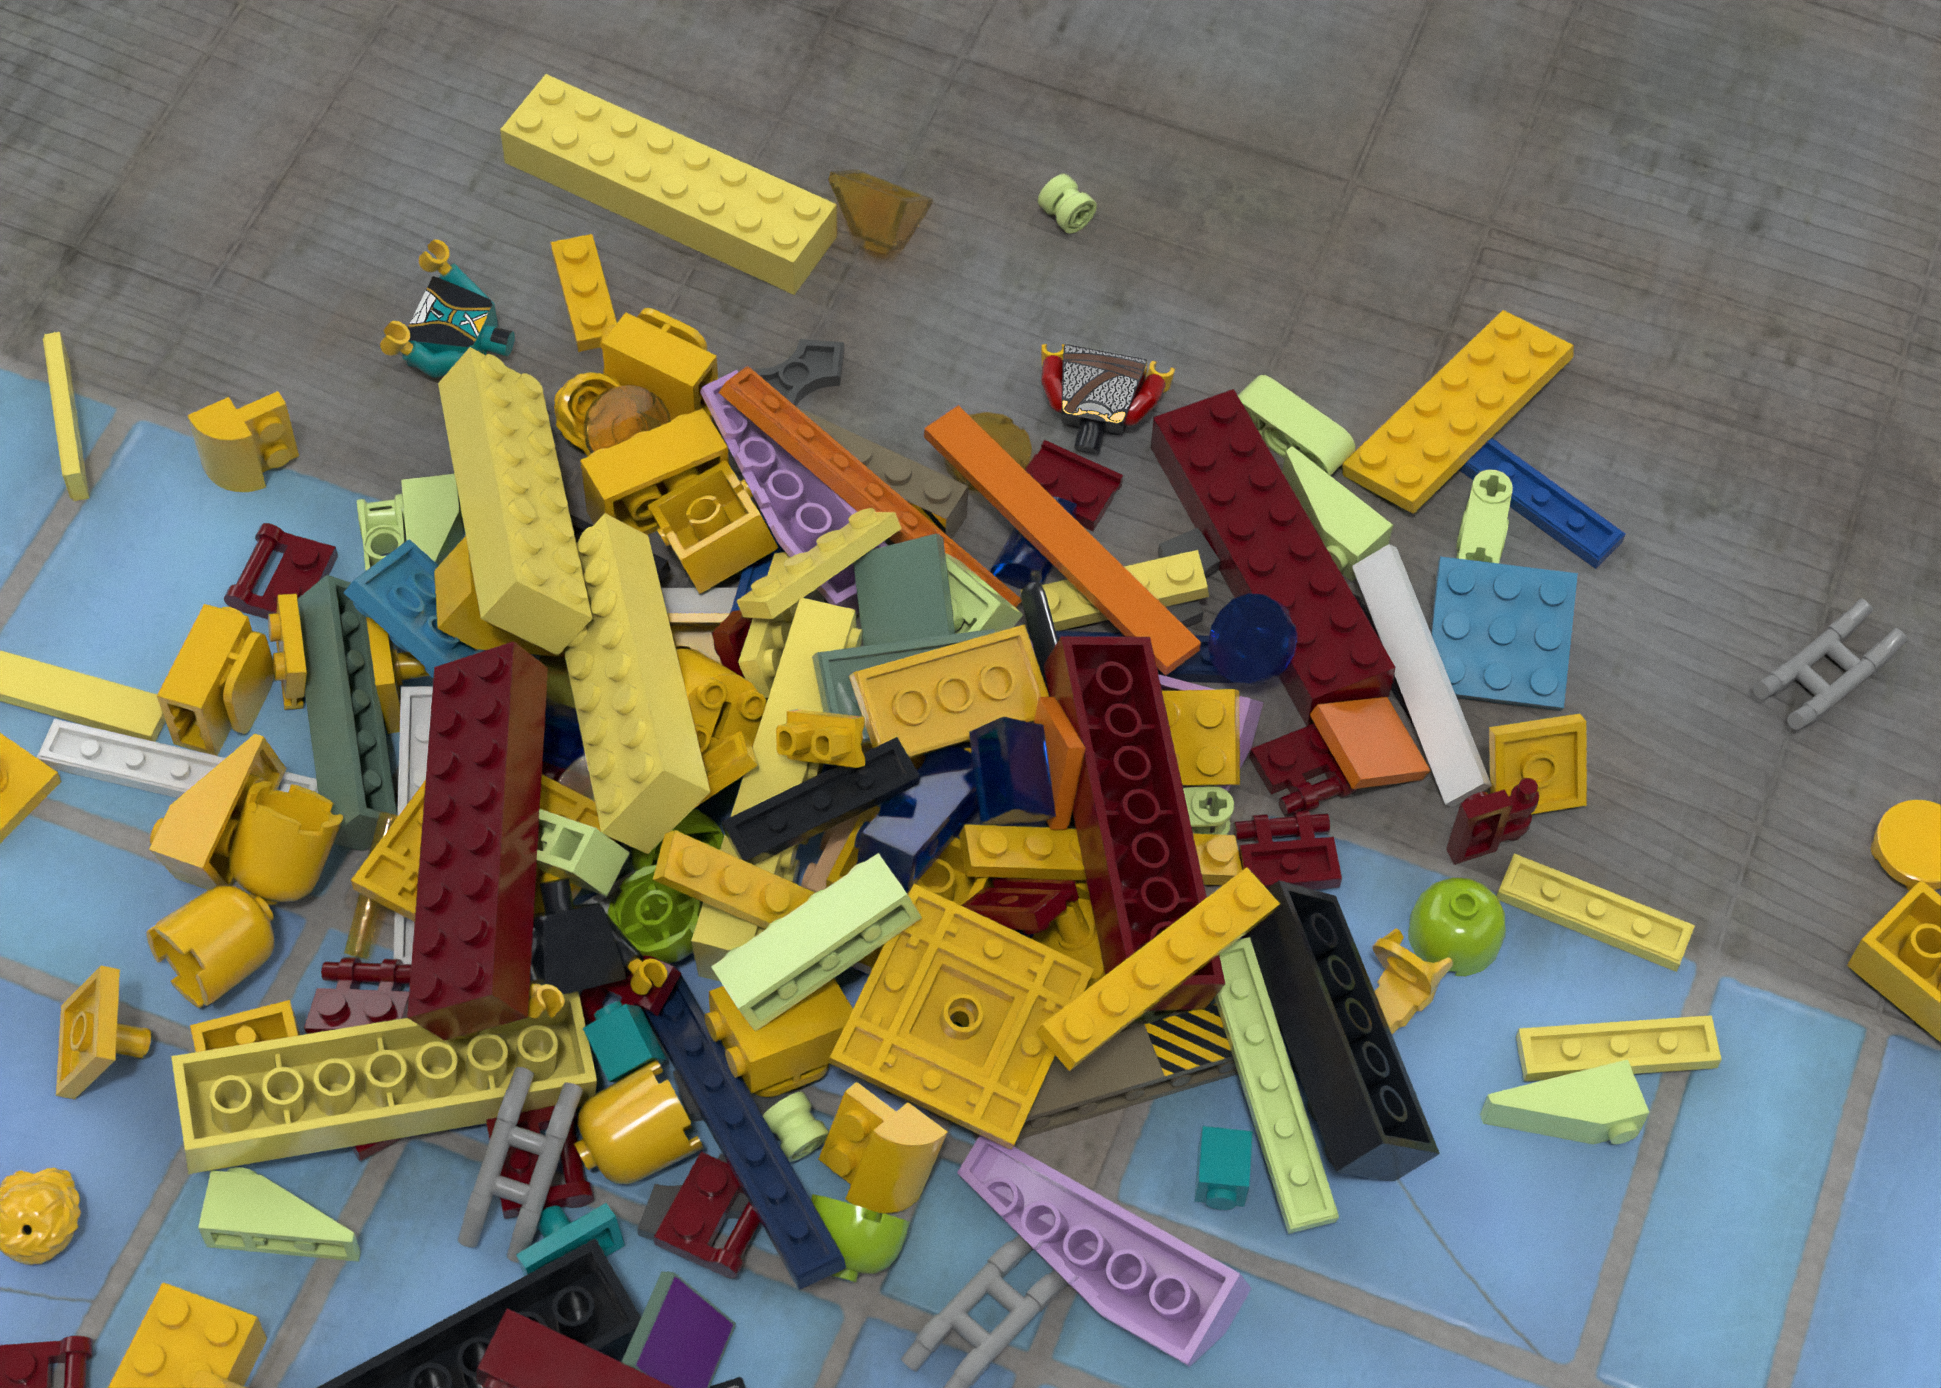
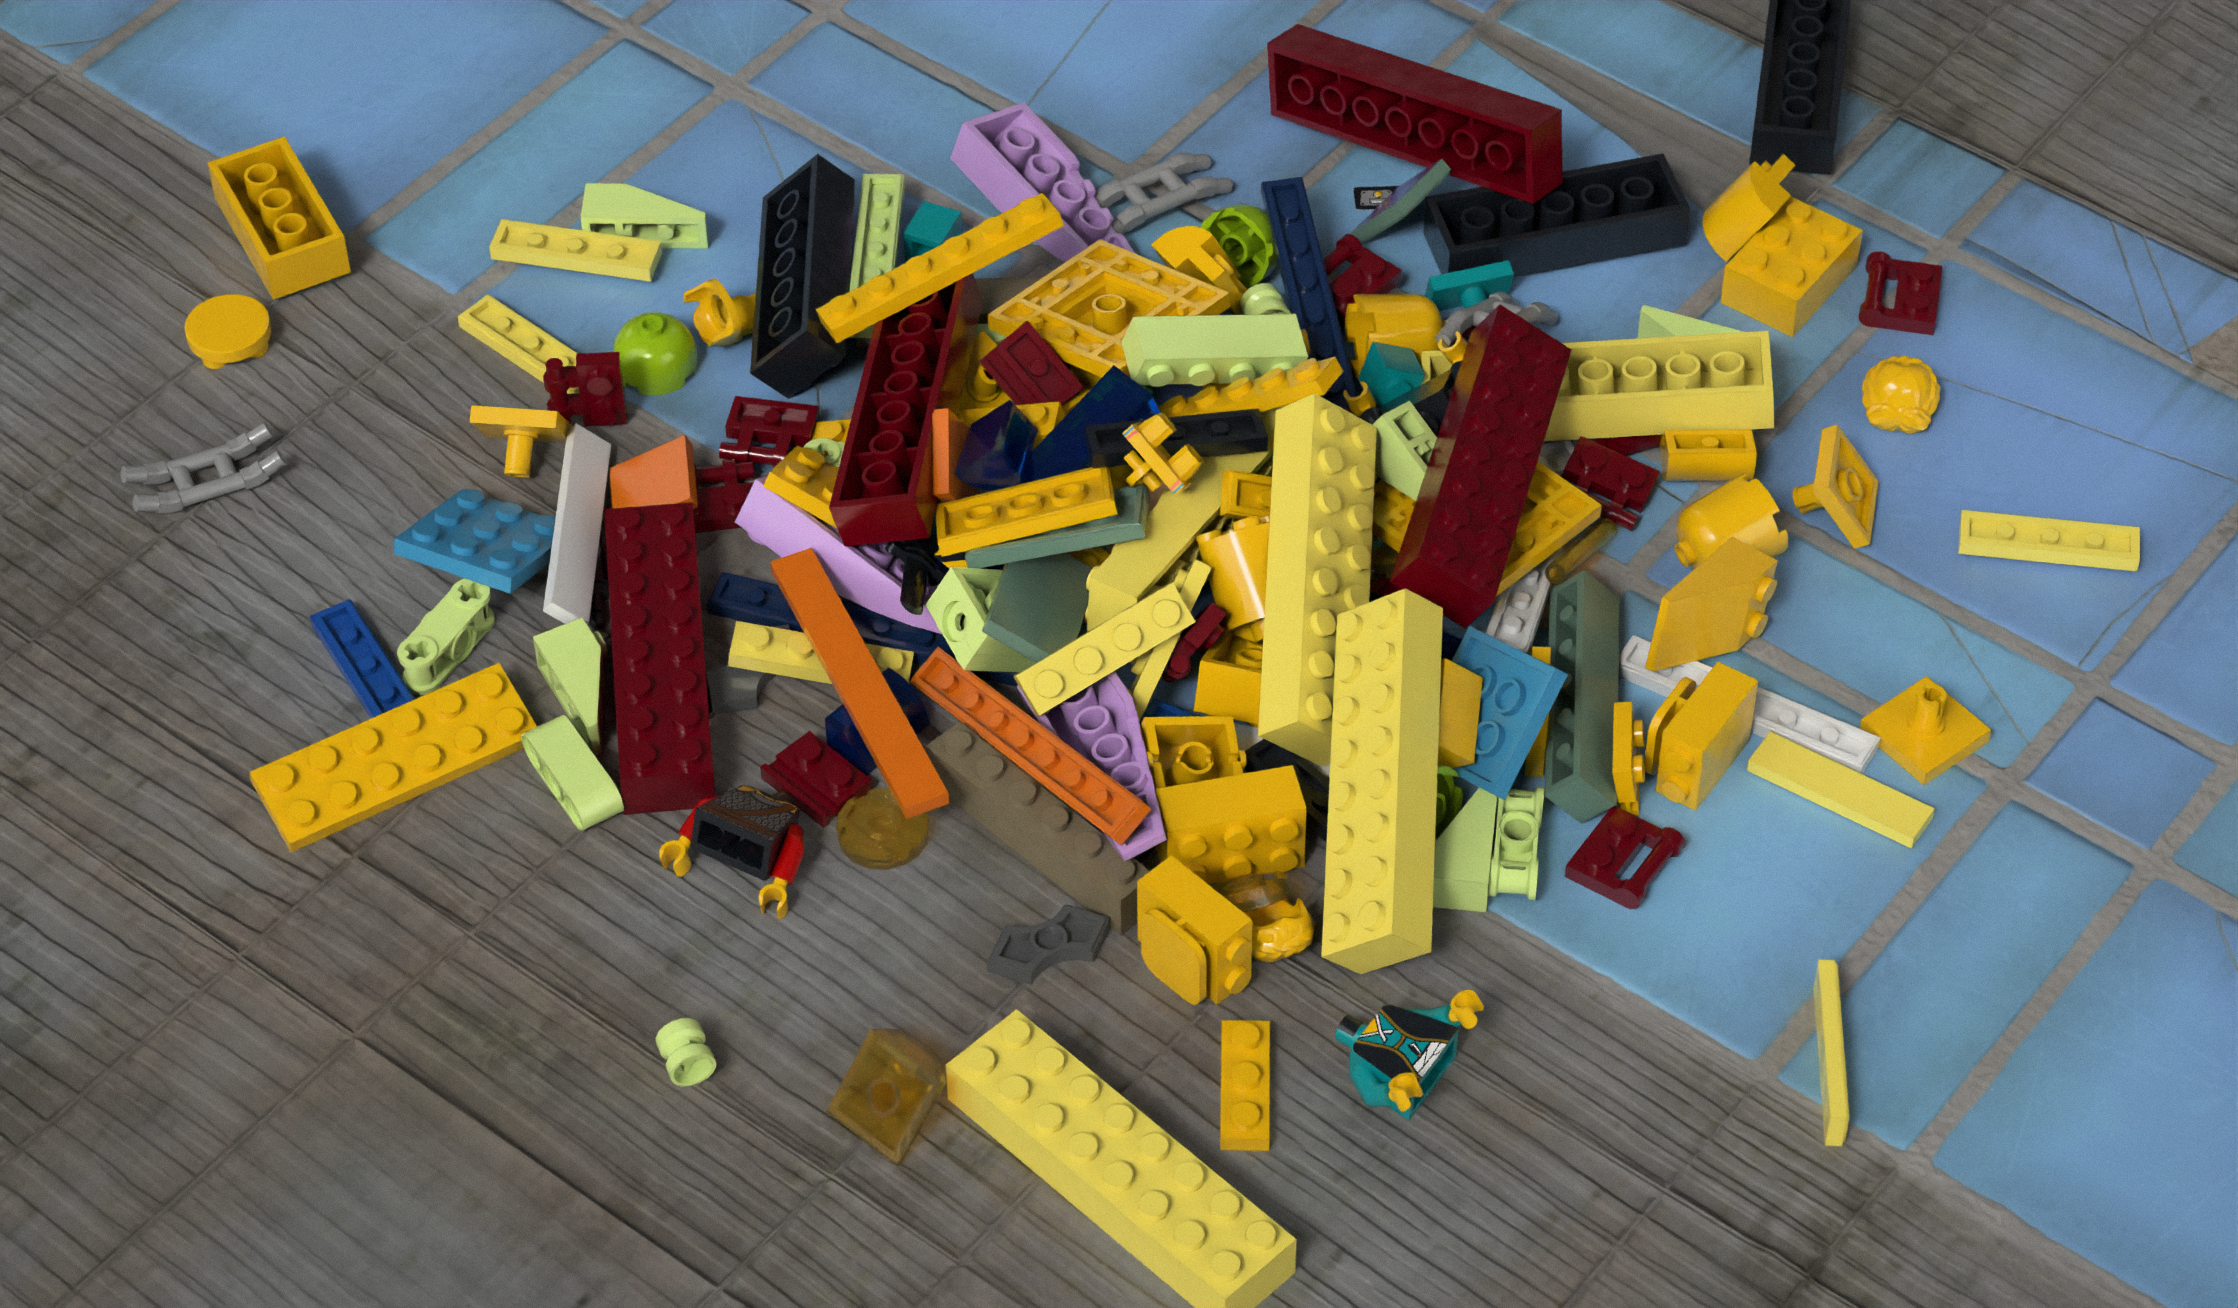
camera: 160 degrees left, 10 degrees down
(244, 441) = (1645, 954): yellow brick -> none
(282, 842) = (1643, 570): yellow cylinder -> none
(1252, 639) = (720, 561): clear blue tile -> none

